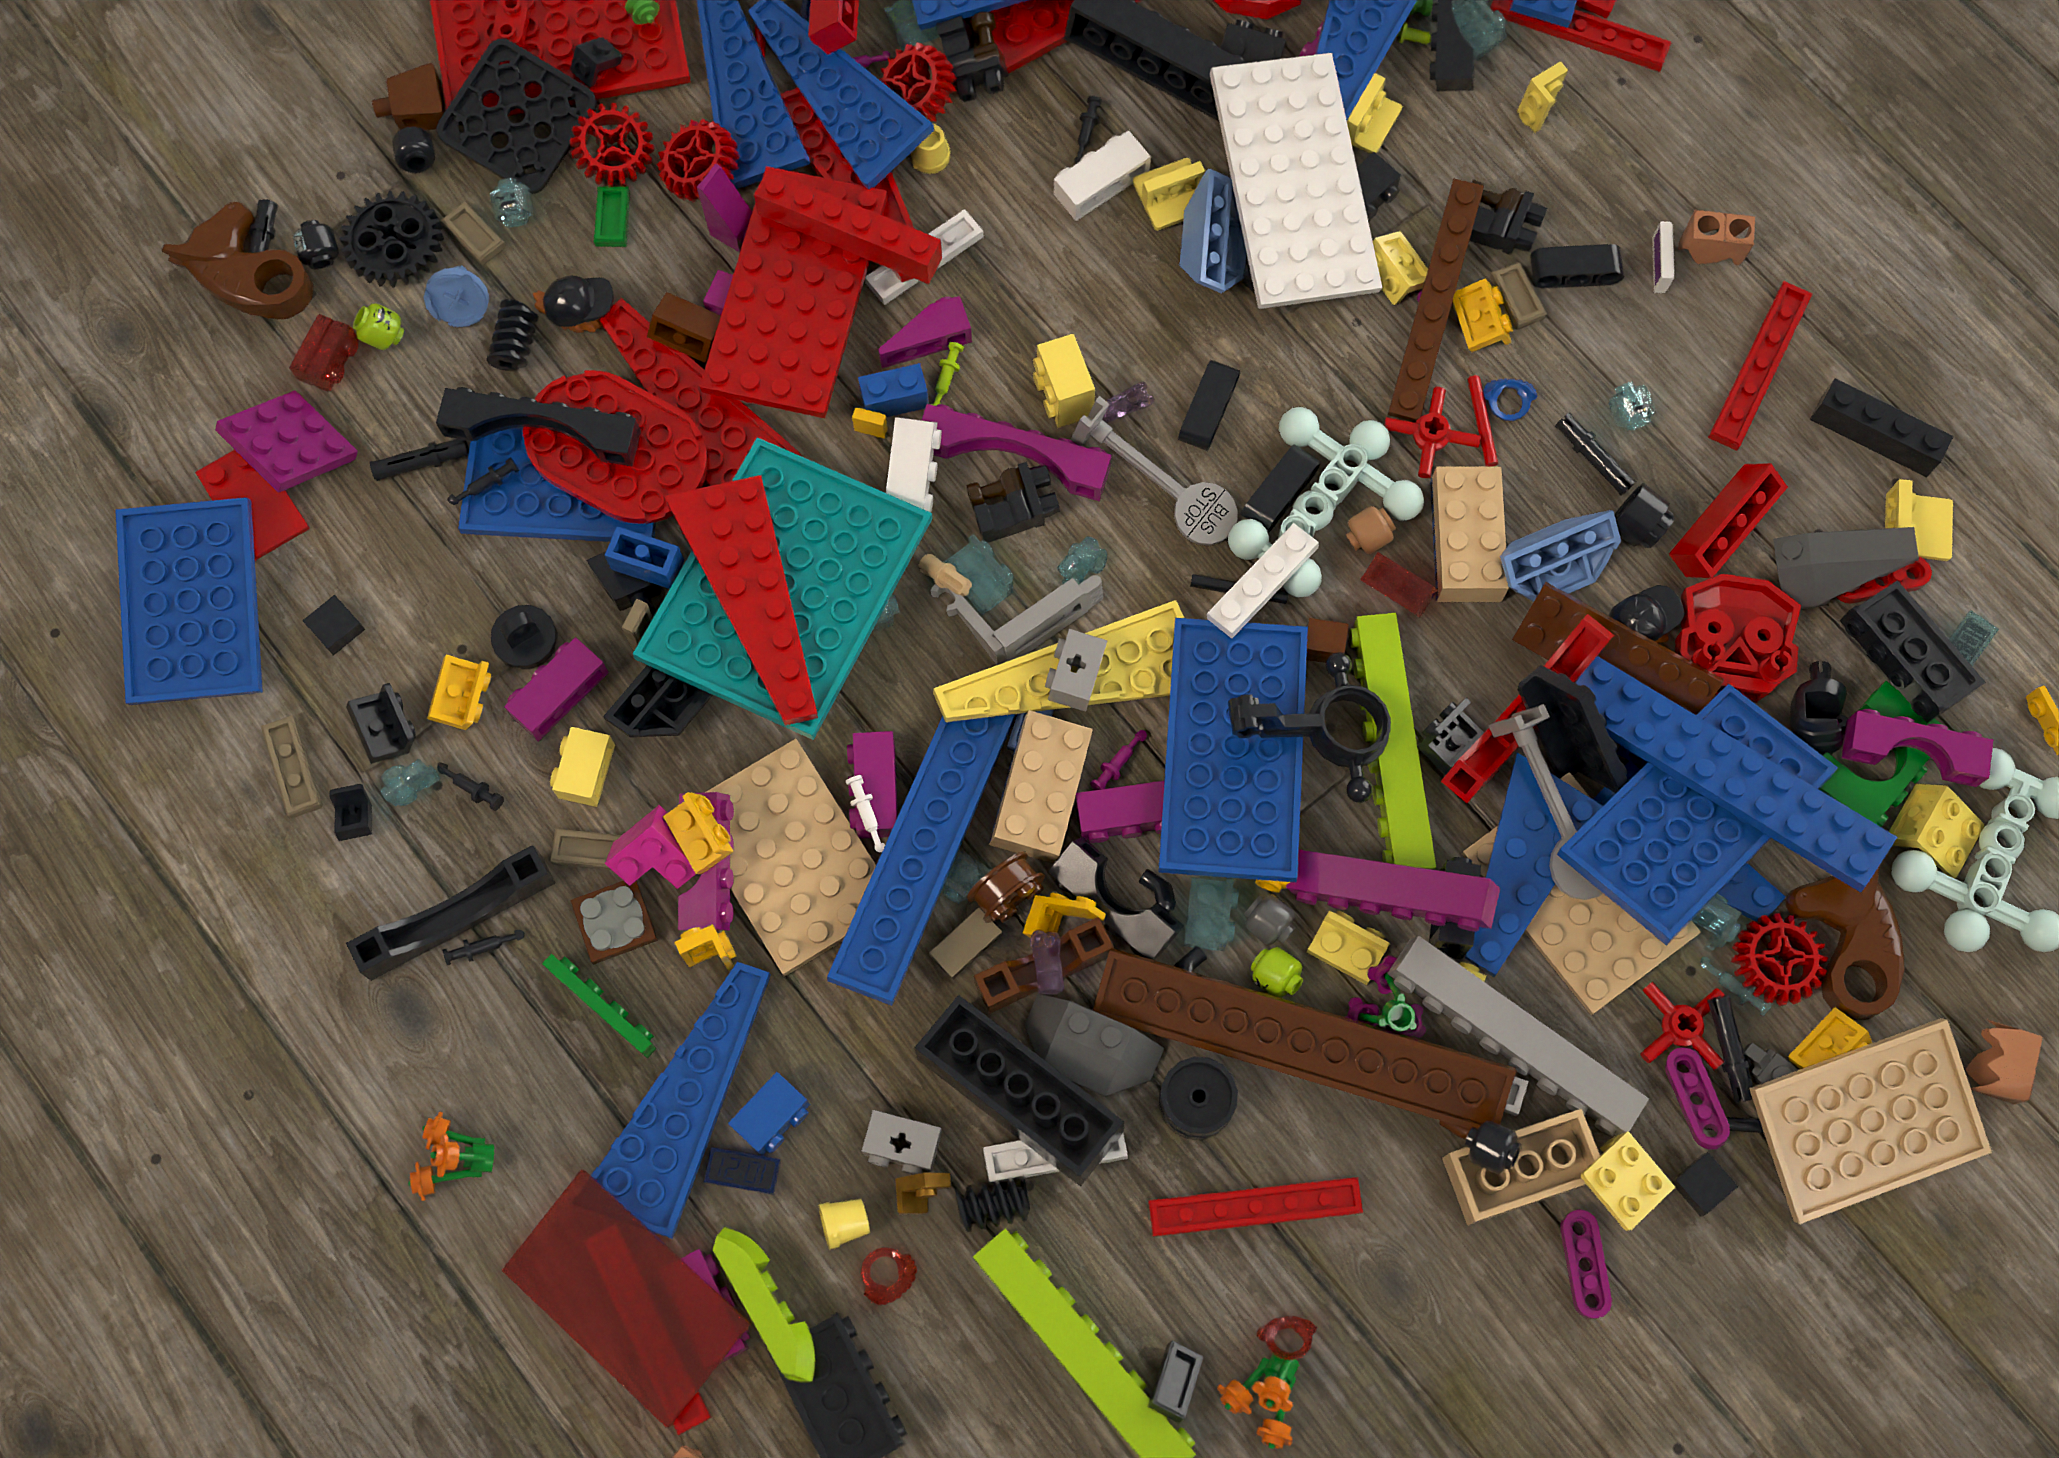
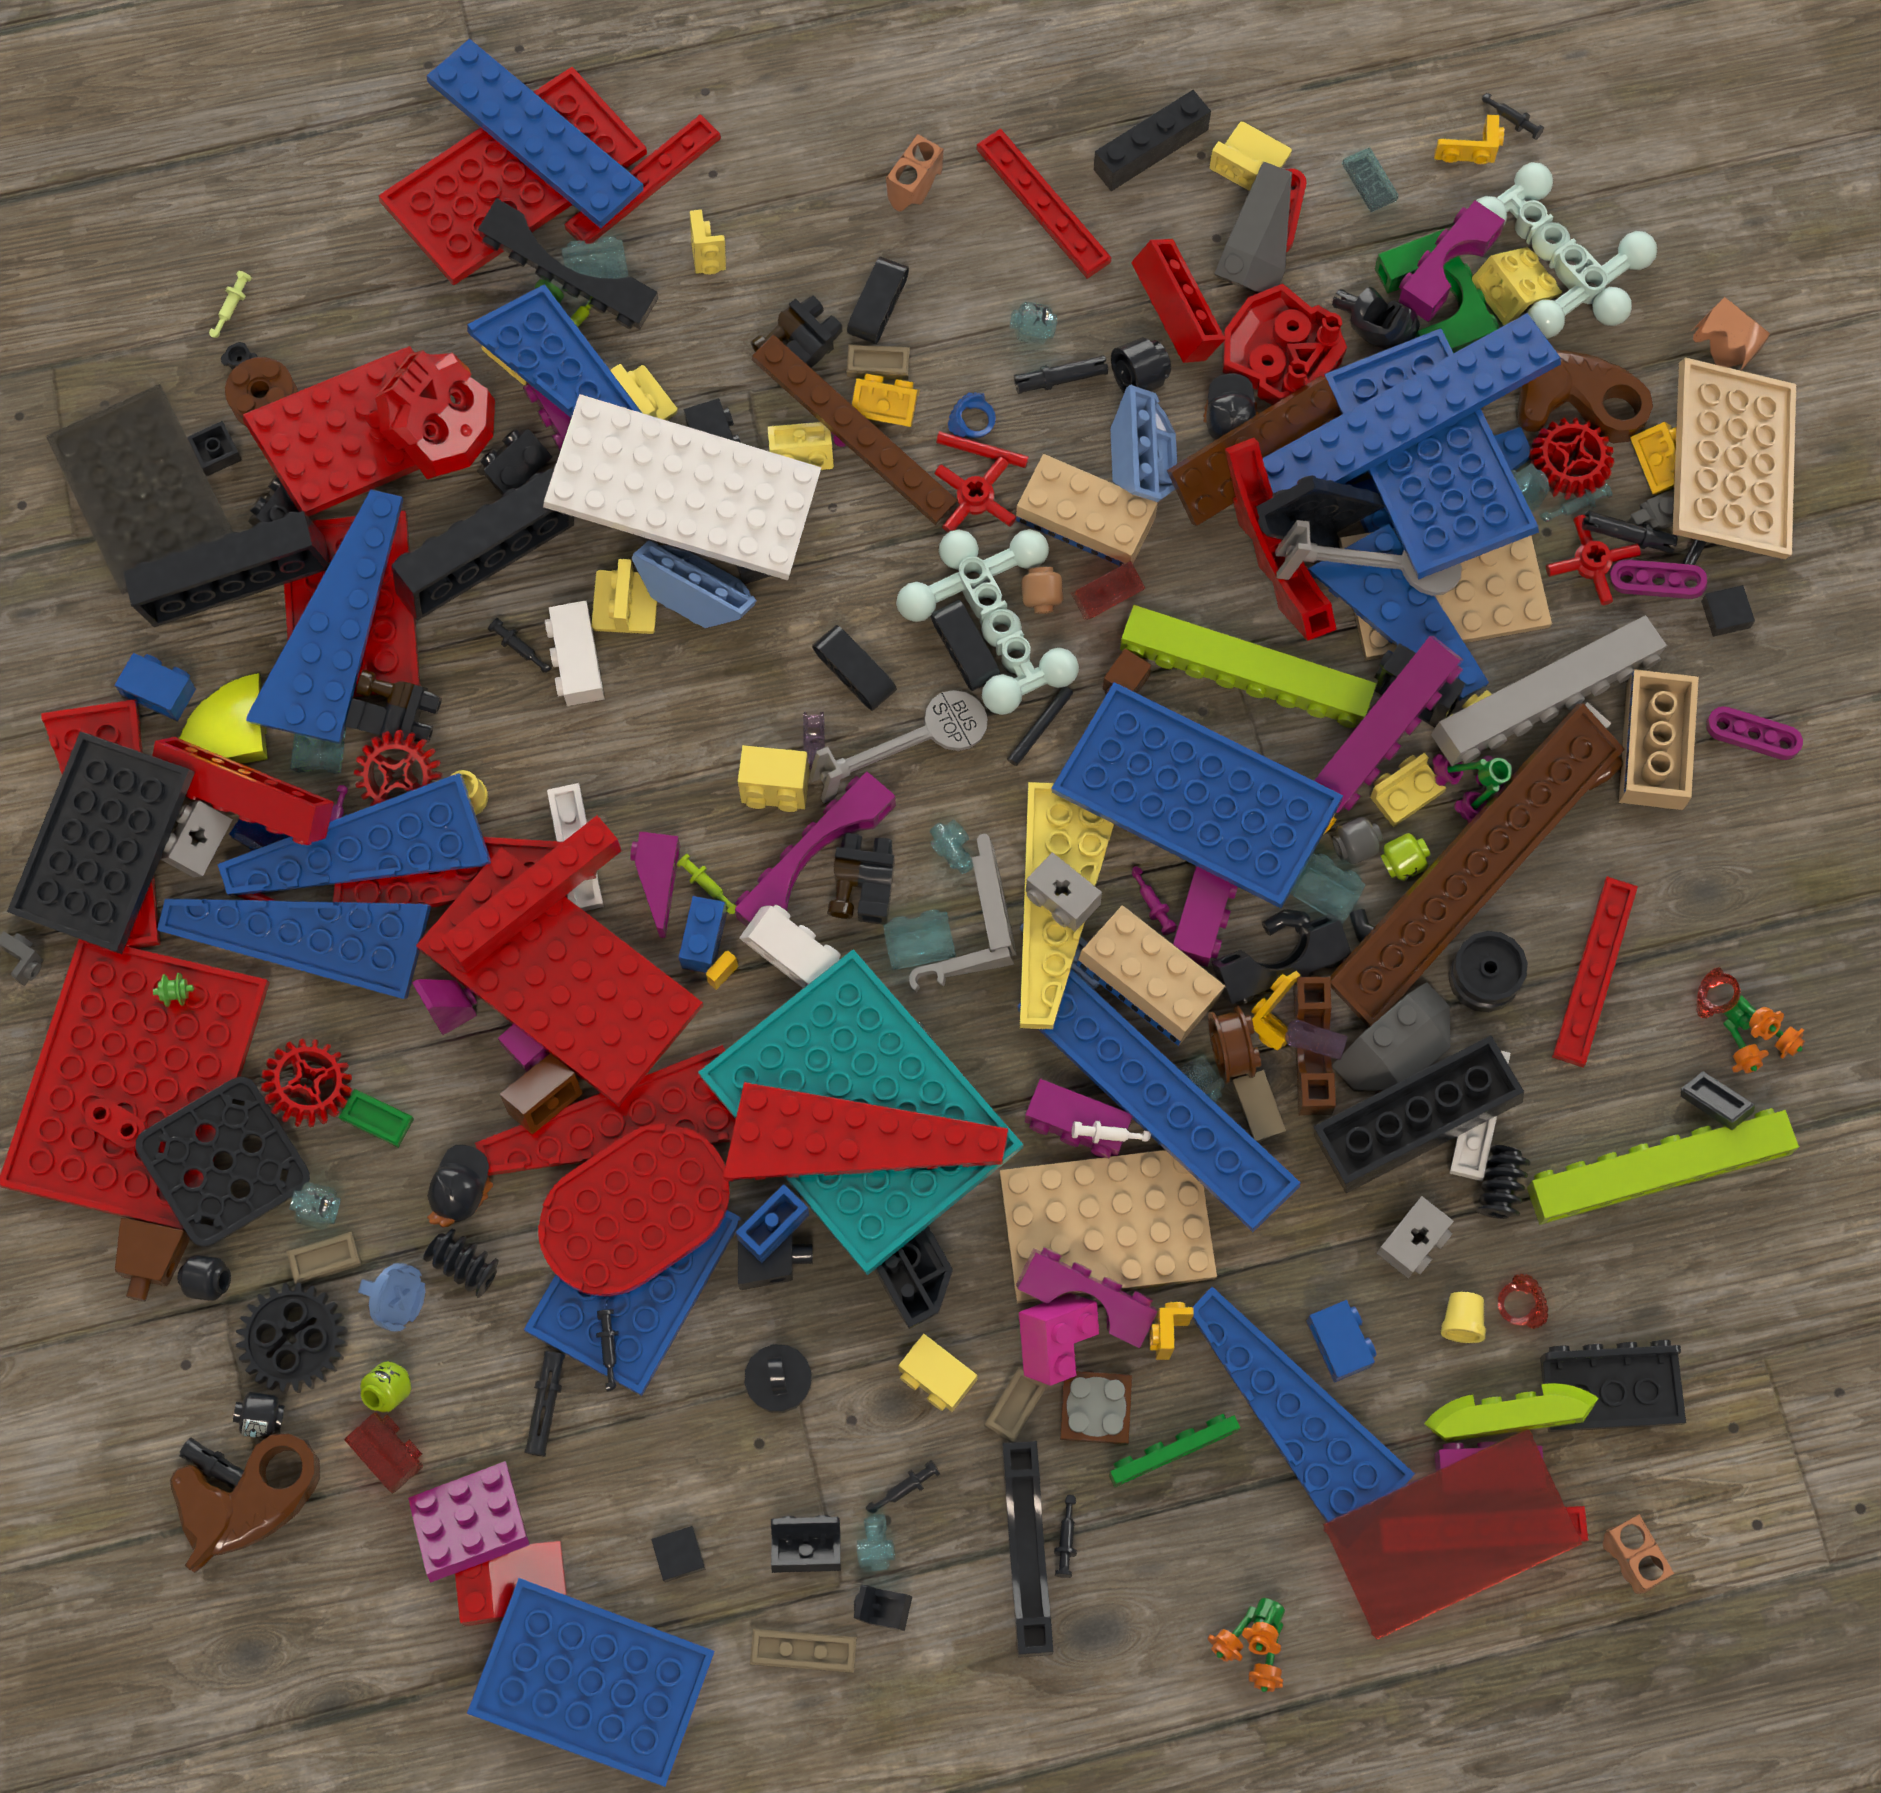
camera: 65 degrees left, 0 degrees up
(459, 692) = (809, 1458): yellow bracket -> none
(476, 415) = (628, 1210): black arch -> none
(556, 688) = (847, 1367): magenta brick -> none
(593, 58) = (206, 1060): black bracket -> none
(637, 623) = (829, 1261): dark tan tile -> none
(693, 152) = (350, 1028): red gear -> none
(698, 832) = (1066, 1285): yellow bracket -> none
(742, 1171) = (1379, 1388): tile -> none
(915, 1189) = (1462, 1242): pearl gold bracket -> none
(945, 575) = (910, 968): tan axle -> none
(1262, 580) = (1055, 698): white plate -> none
(1268, 721) = (1195, 760): black piece -> none
(1450, 738) = (1265, 616): black bracket -> none
(1493, 1147) = (1640, 751): black head -> none
(1627, 1180) = (1705, 664): light yellow bracket -> none
(1663, 257) = (906, 227): white tile -> none
(1912, 651) = (1363, 221): black bracket -> none

